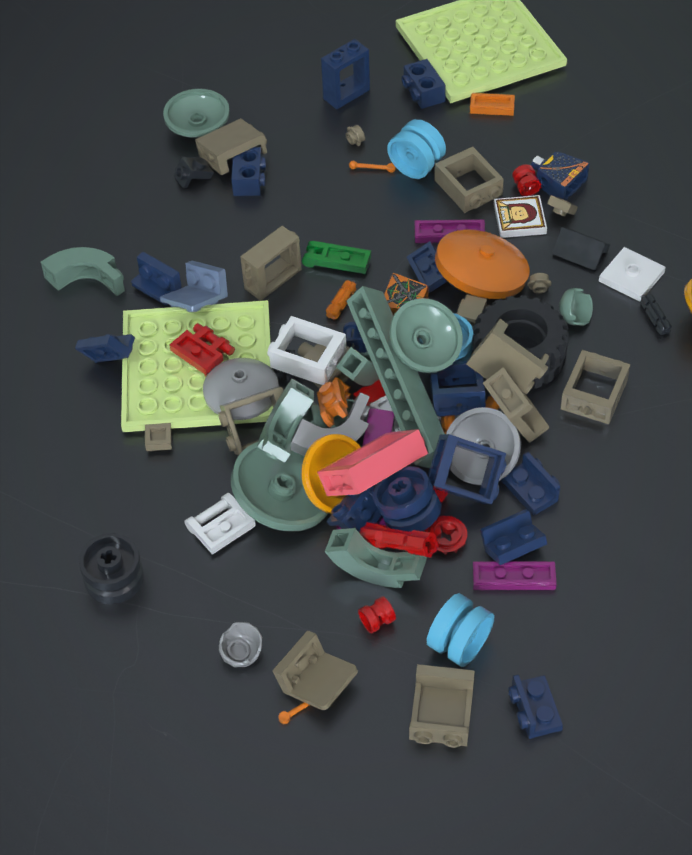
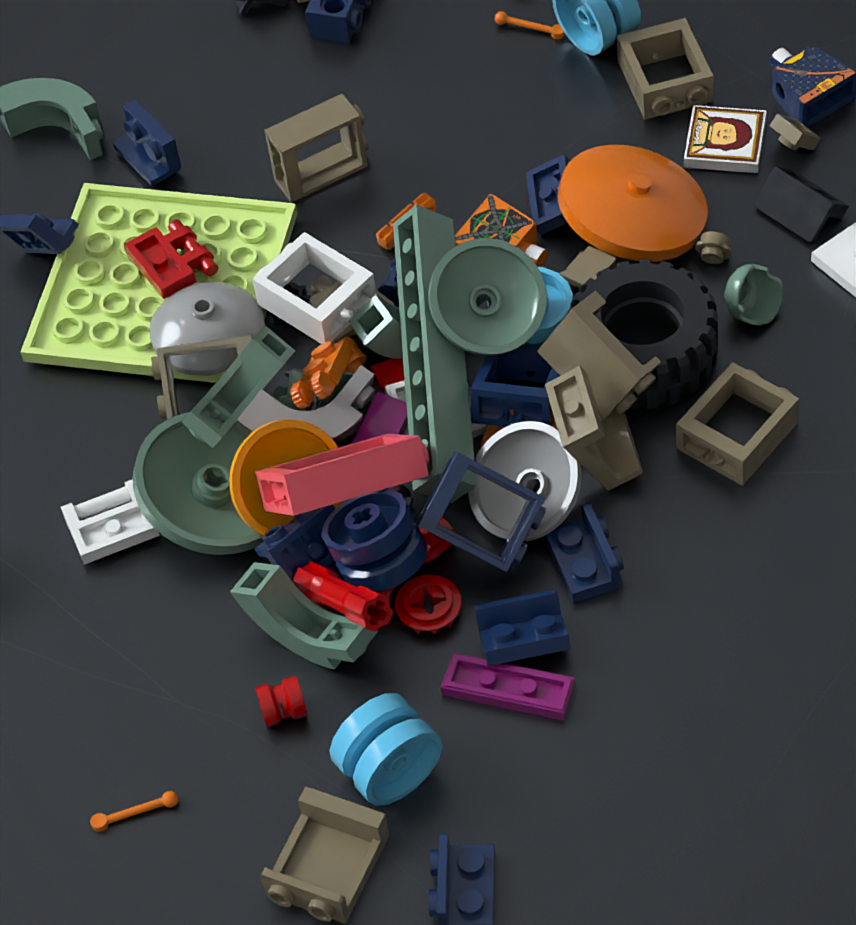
camera: 20 degrees right, 0 degrees up
(158, 436) = (68, 377): dark tan plate -> none
(205, 287) = (210, 172): sand blue bracket -> none
(240, 644) = (70, 703): light grey hair -> none
(313, 674) = (155, 765): dark tan bracket -> none
(336, 257) = (423, 155): green plate -> none
(436, 229) = (576, 136): magenta tile -> none
(526, 180) = (753, 84): red wheel -> none

